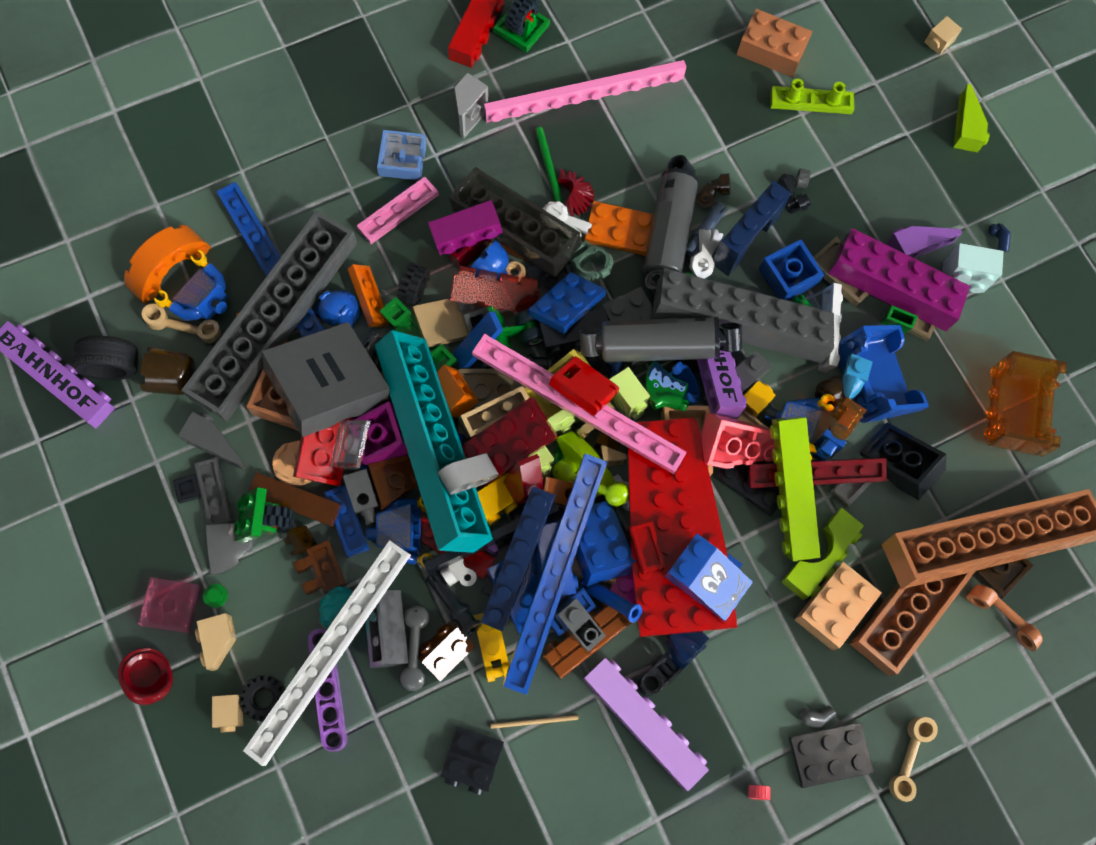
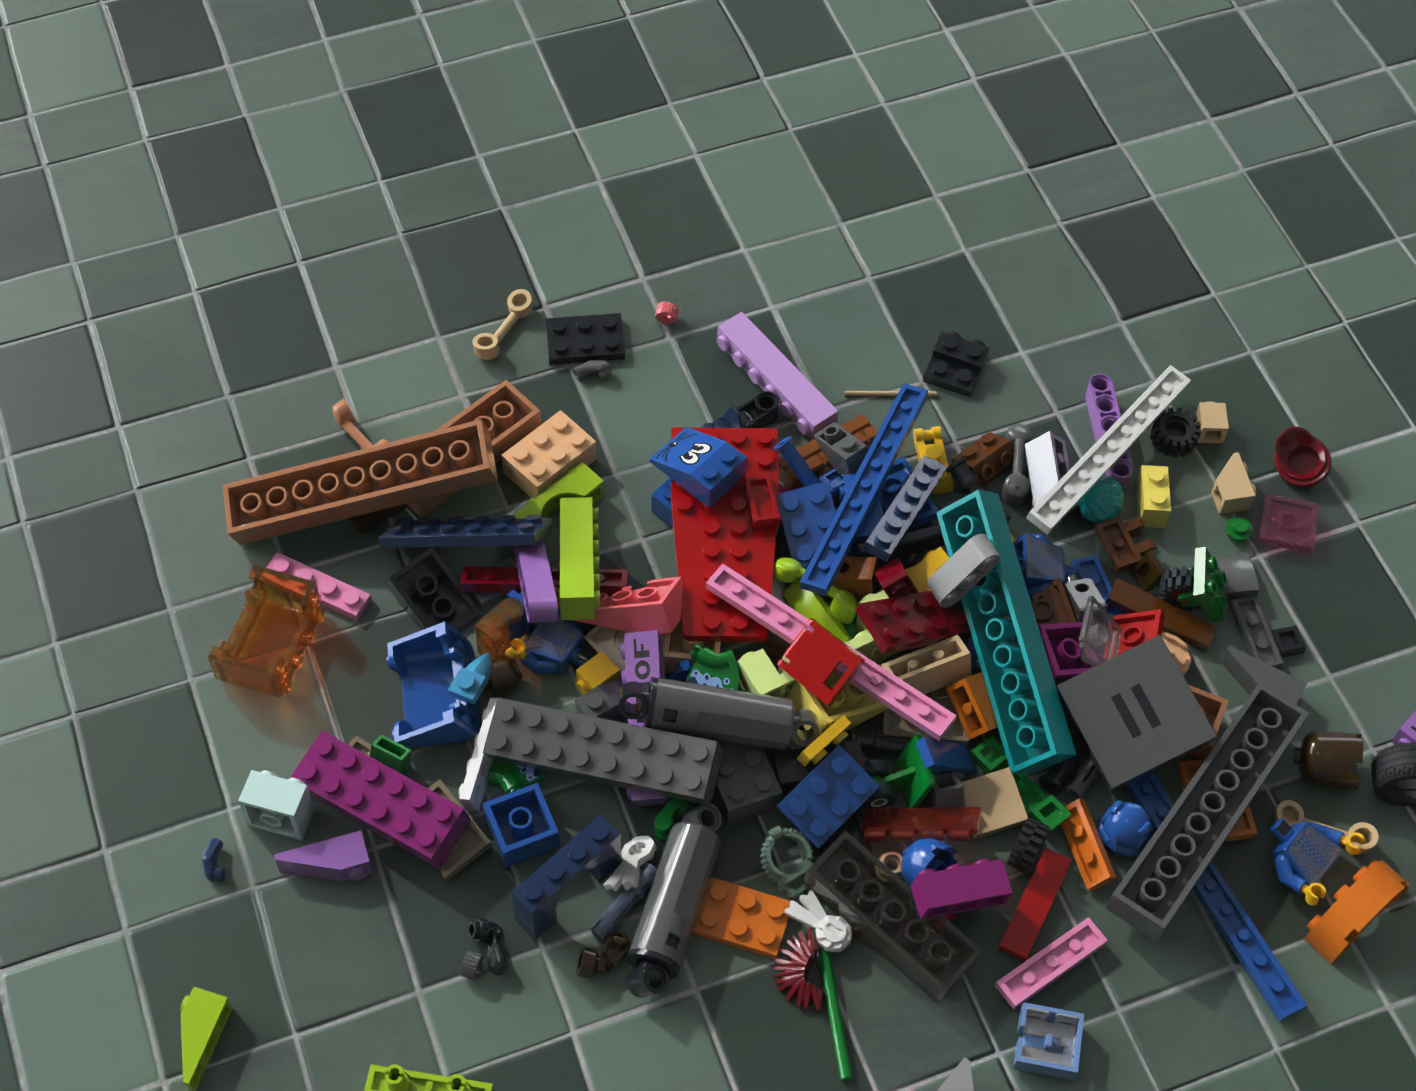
camera: 170 degrees left, 15 degrees down
(291, 618) = (1153, 496): none -> light yellow brick
(407, 252) = (1035, 904): none -> red tile
(570, 337) = (816, 750): none -> yellow plate
(828, 454) = (536, 583): none -> medium lavender beam
(891, 503) = (468, 532): none -> dark blue plate
(998, 465) = (334, 593): none -> bright pink plate

